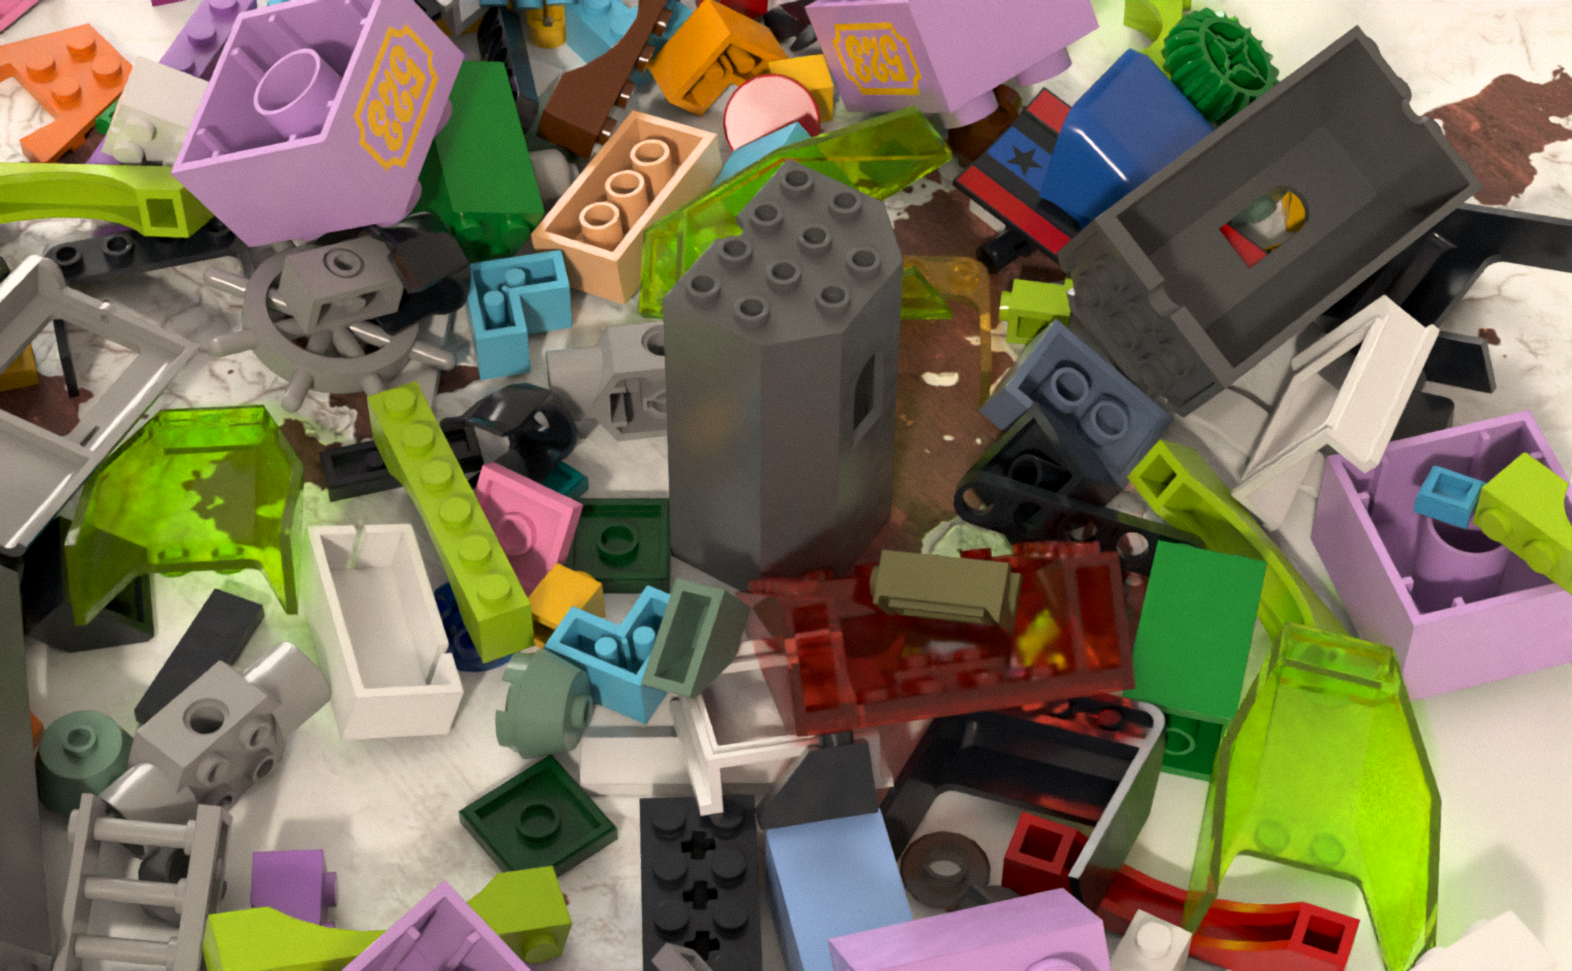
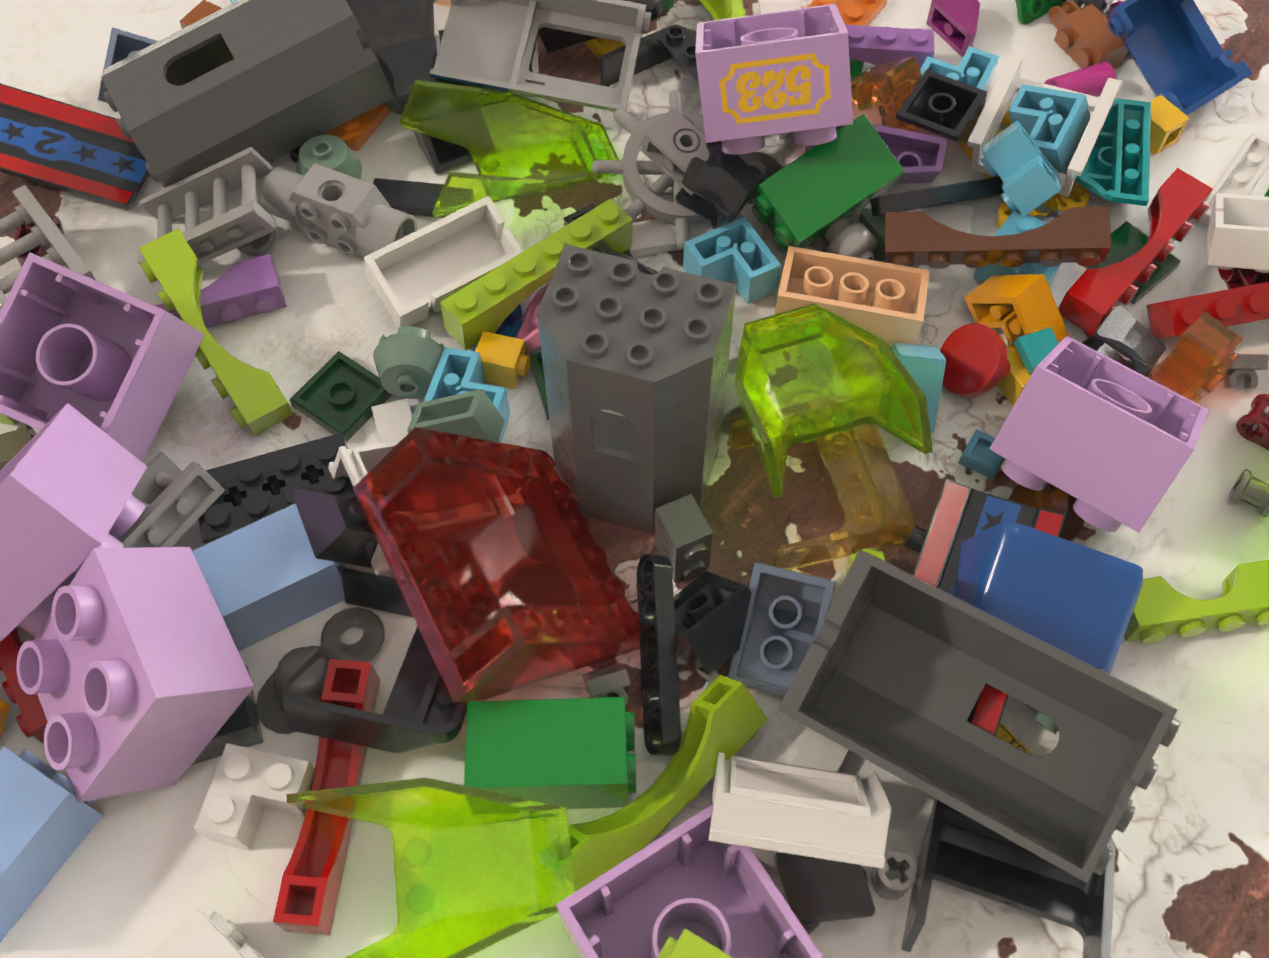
camera: 75 degrees right, 10 degrees up
(795, 50) = (1035, 347): none -> teal tile
(932, 458) = (683, 537): none -> dark grey piece
(946, 588) = (546, 562): olive window -> none
(1217, 64) = (1178, 631): green gear -> none
(1449, 497) = (702, 911): dark azure tile -> none

